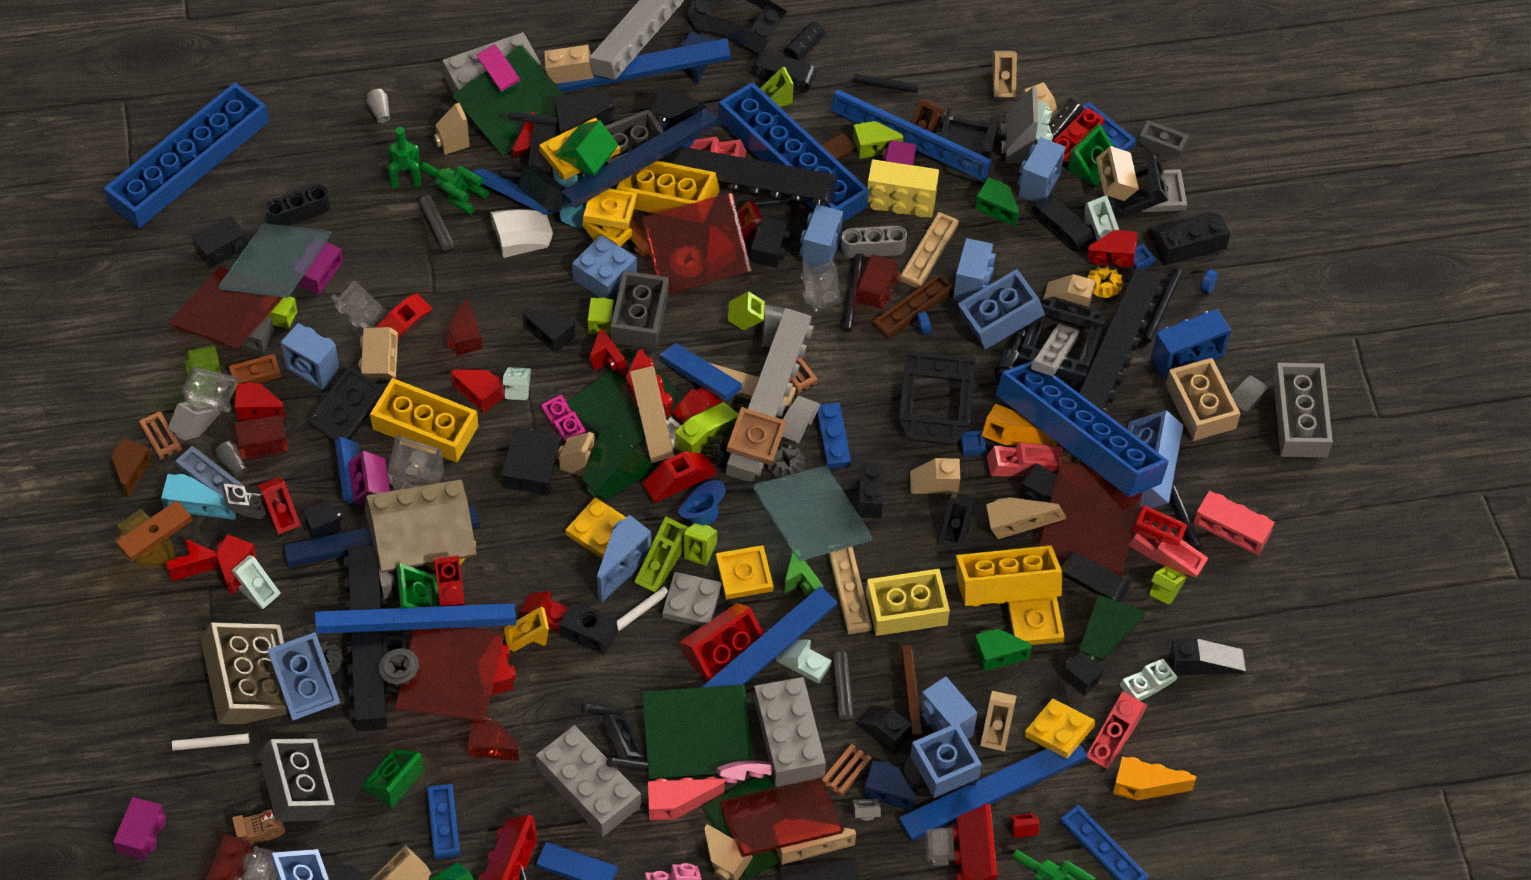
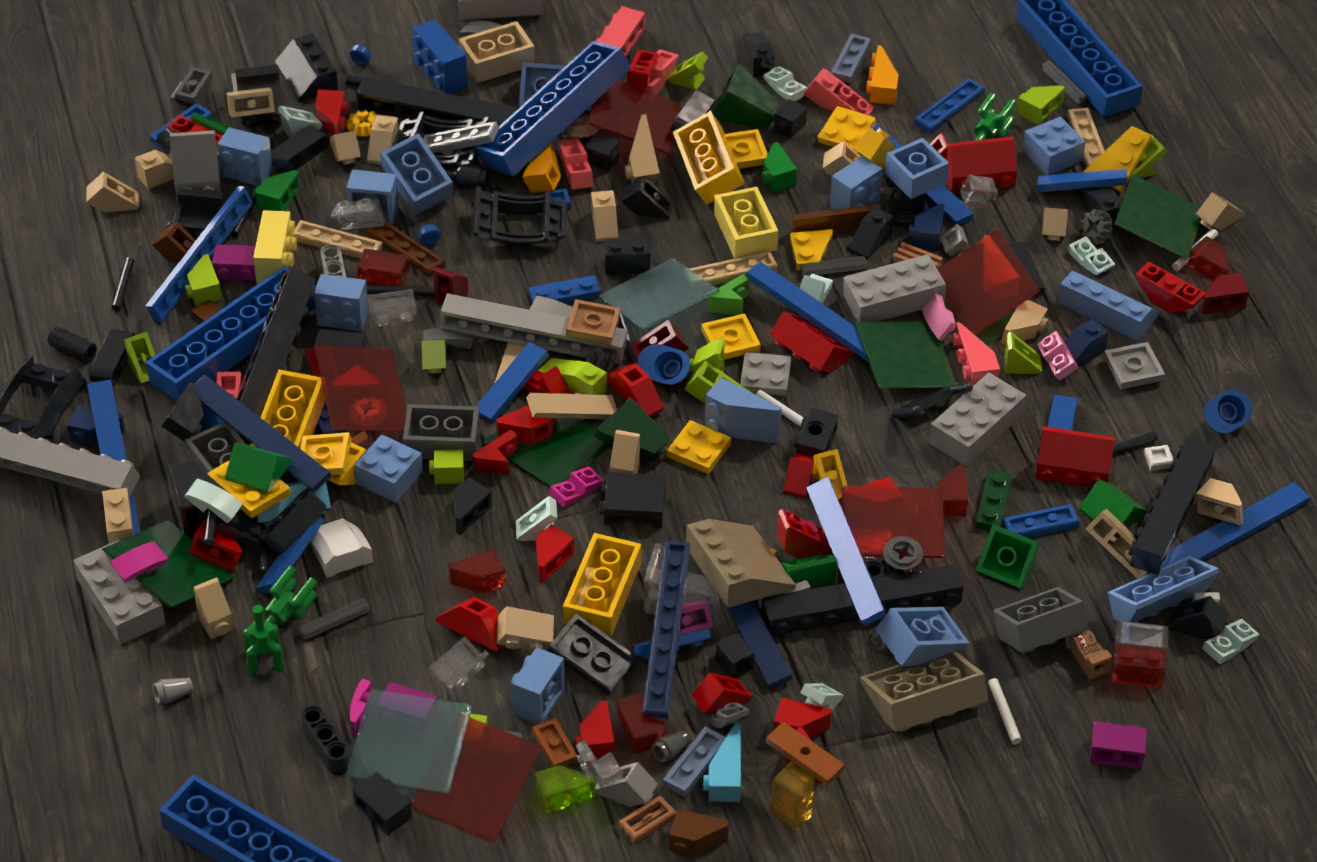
camera: 95 degrees left, 10 degrees down
(339, 234) = (358, 705): none -> dark pink slope
(343, 452) = (666, 630): none -> dark blue tile
(481, 782) = (993, 499): none -> dark green plate
(551, 114) = (207, 495): none -> light aqua slope
(675, 841) = (1020, 357): none -> lime slope
(736, 506) = (665, 334): none -> dark red slope
(840, 330) = (448, 282): none -> dark red slope
(875, 667) = (809, 246): none -> yellow wing
(948, 256) = (358, 214): none -> clear bracket
(989, 736) = (875, 146): none -> yellow slope
(1063, 259) = (345, 147): none -> tan slope
(1188, 753) = (851, 57): none -> sand blue plate

